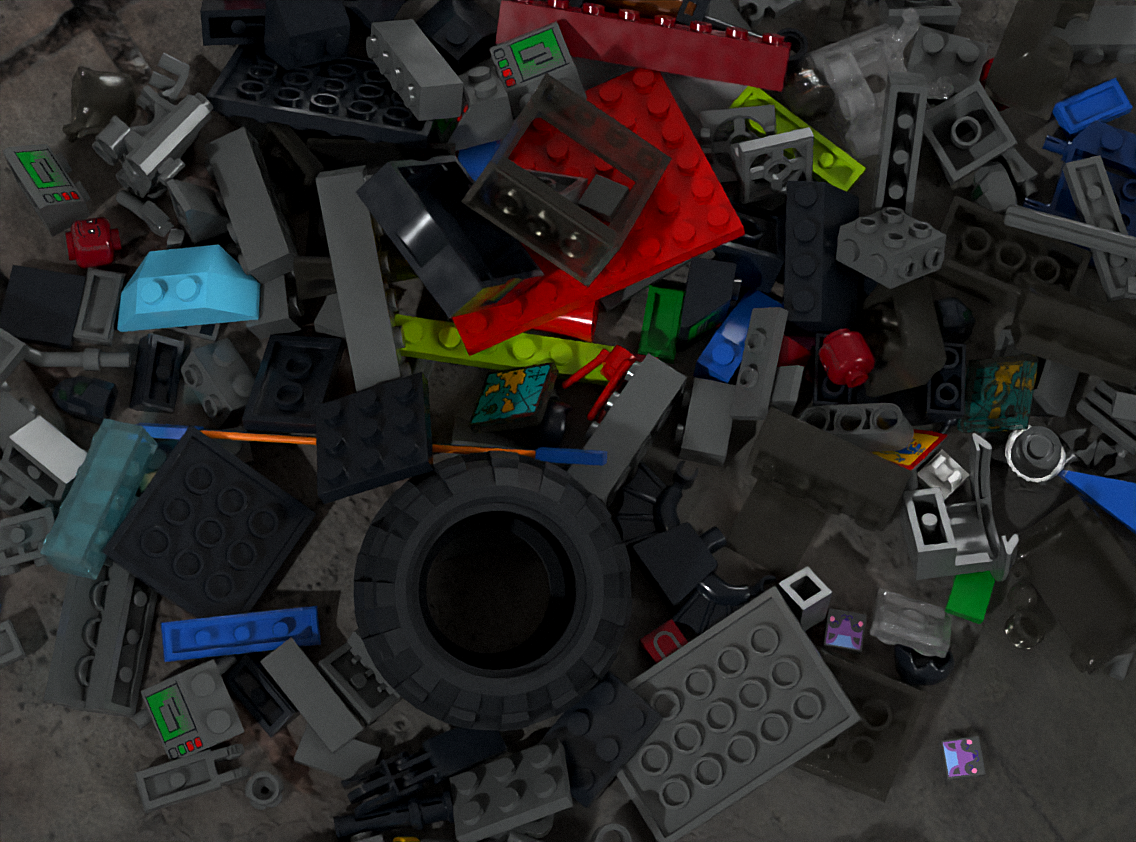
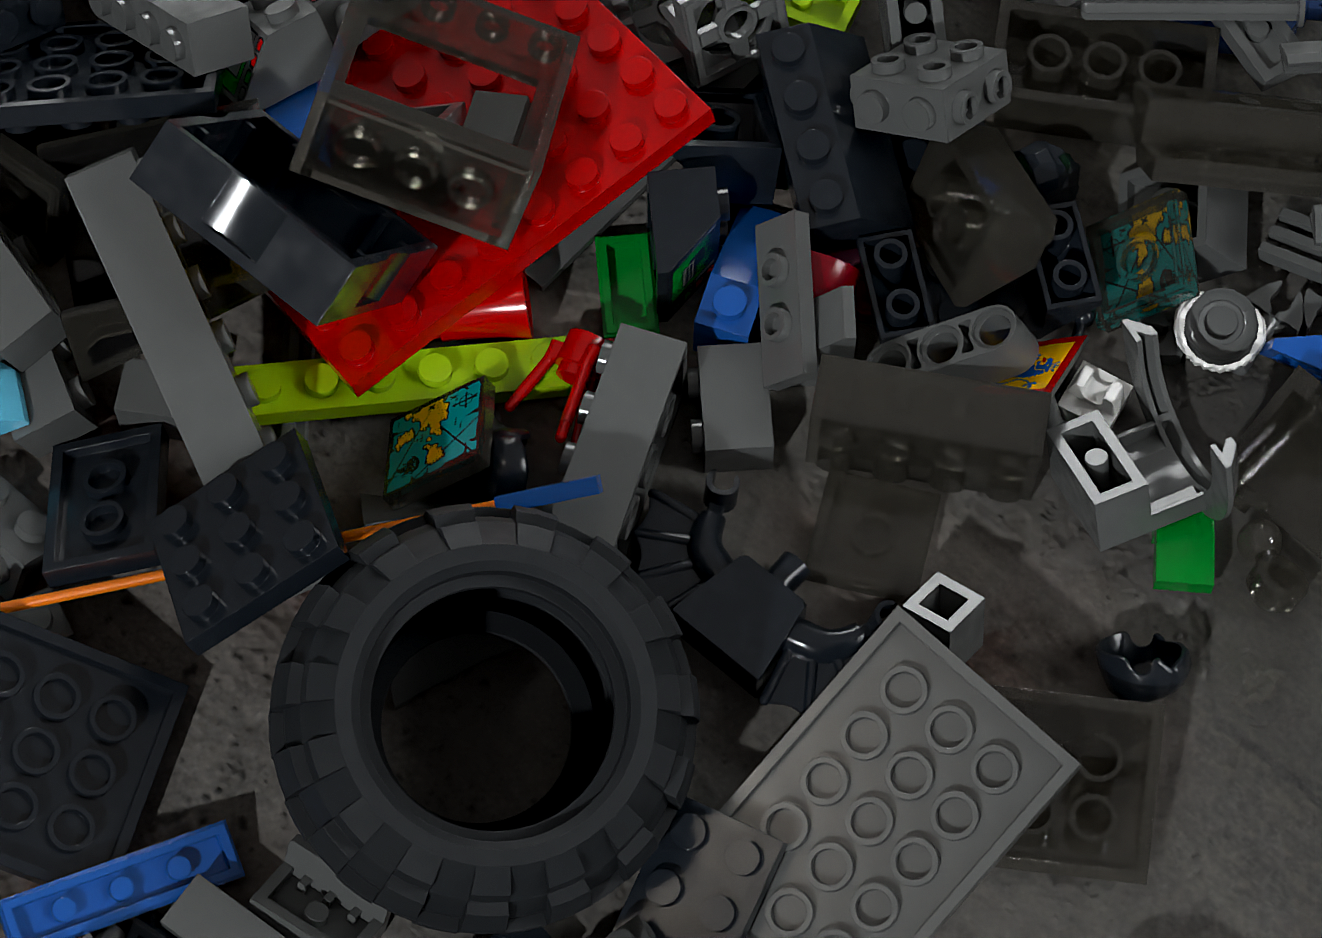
camera: 10 degrees left, 5 degrees down
(663, 641) = (753, 738): dark red tile -> none
(844, 631) = (1016, 655): tile -> none
(846, 357) = (911, 257): dark red head -> none
(911, 623) = (1111, 615): clear plate -> none
(961, 758) = (1240, 793): tile -> none

